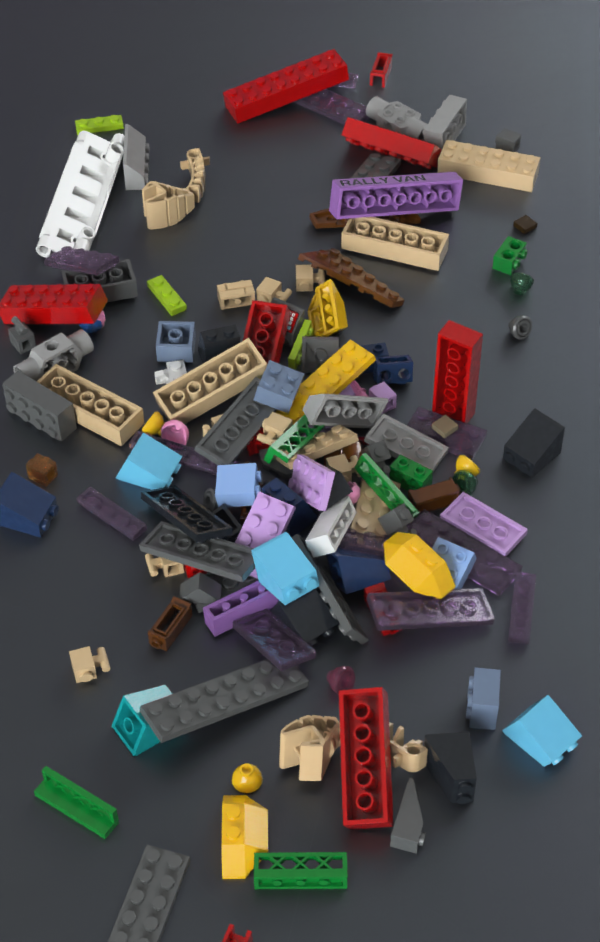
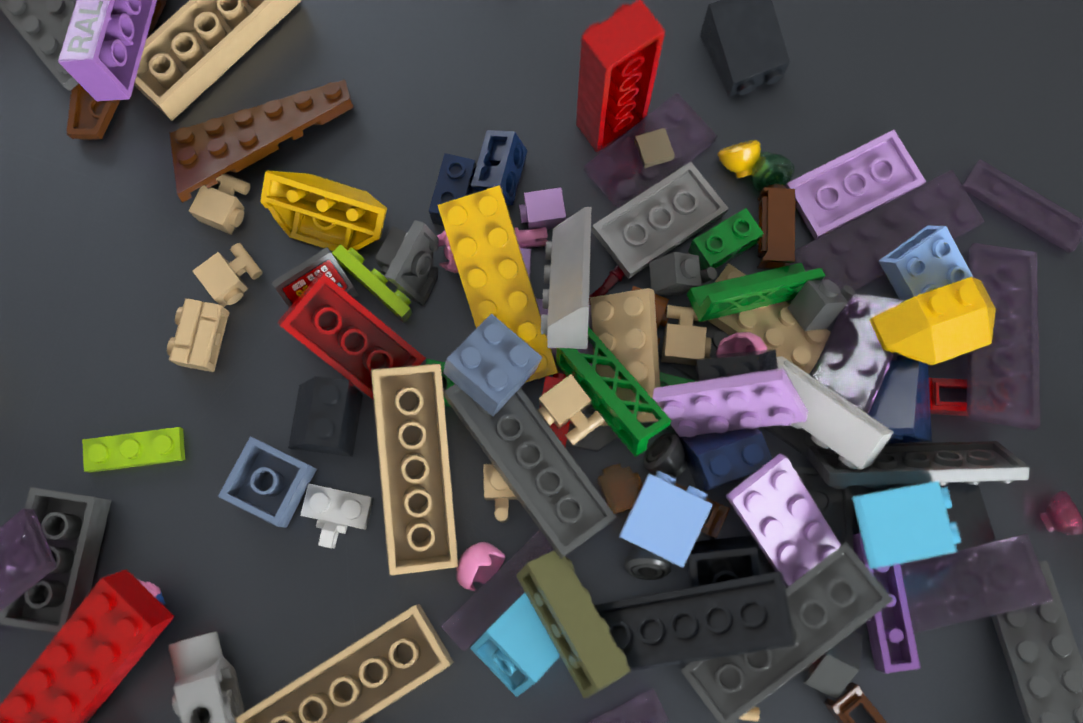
camera: 65 degrees left, 30 degrees up
(154, 424) = (438, 592): yellow brick -> none
(163, 467) = (573, 623): none -> olive brick

